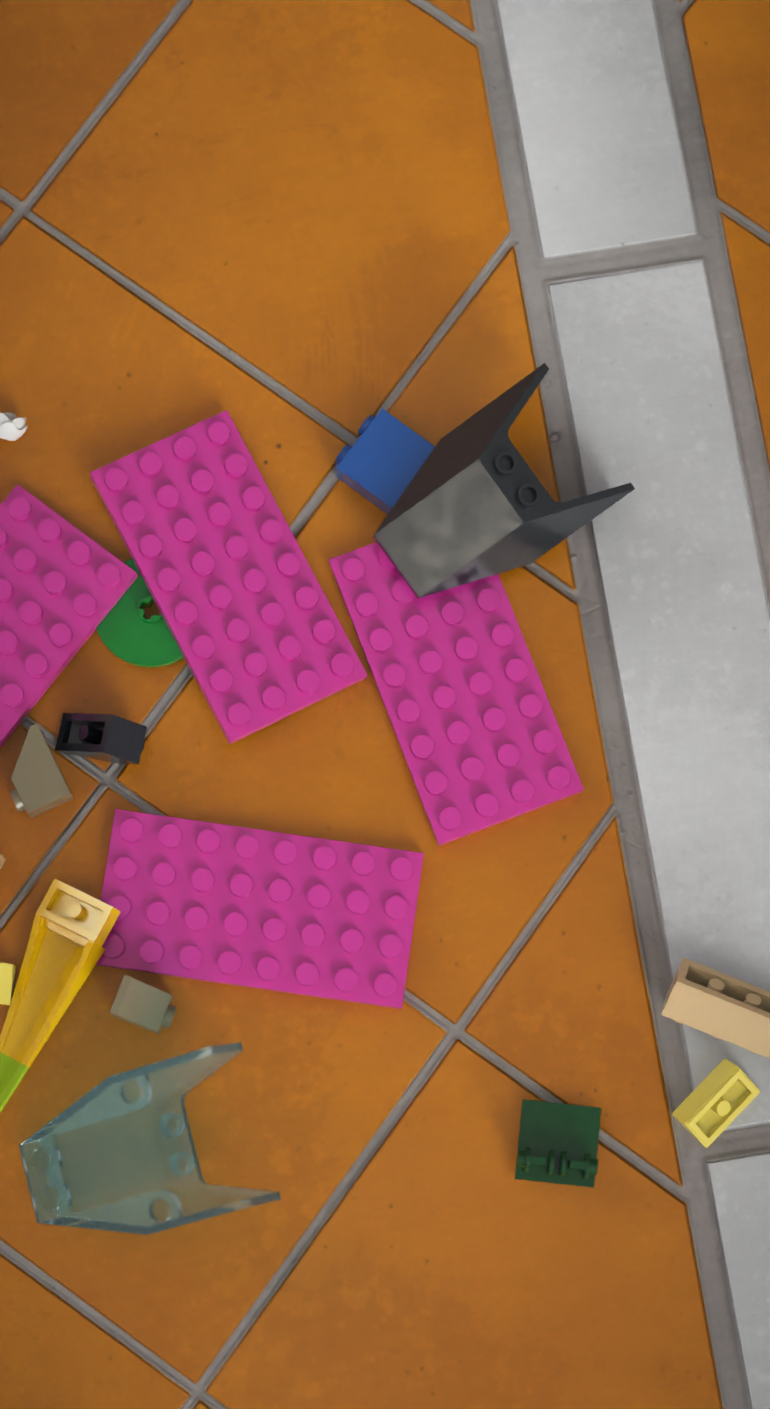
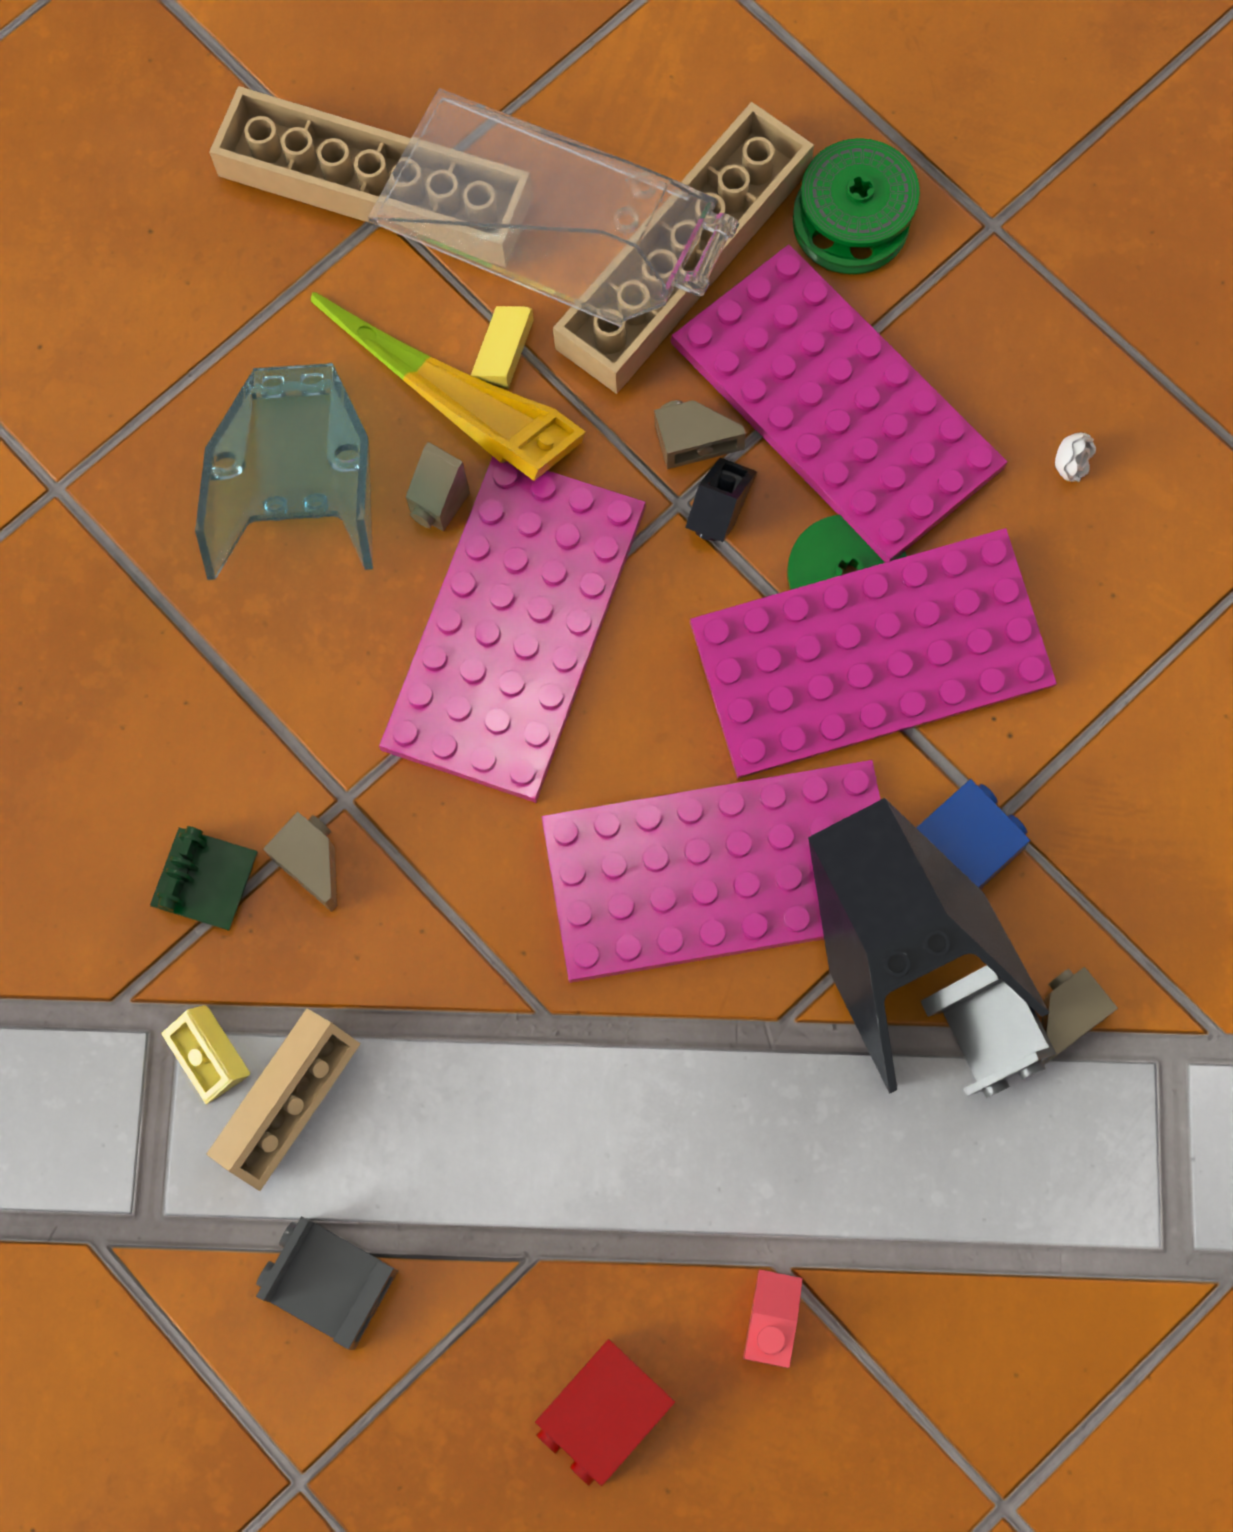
camera: 110 degrees right, 5 degrees down
(521, 351) = (1074, 1008): none -> dark tan slope
(521, 1048) = (307, 857): none -> dark tan slope
(558, 416) = (993, 1030): none -> panel

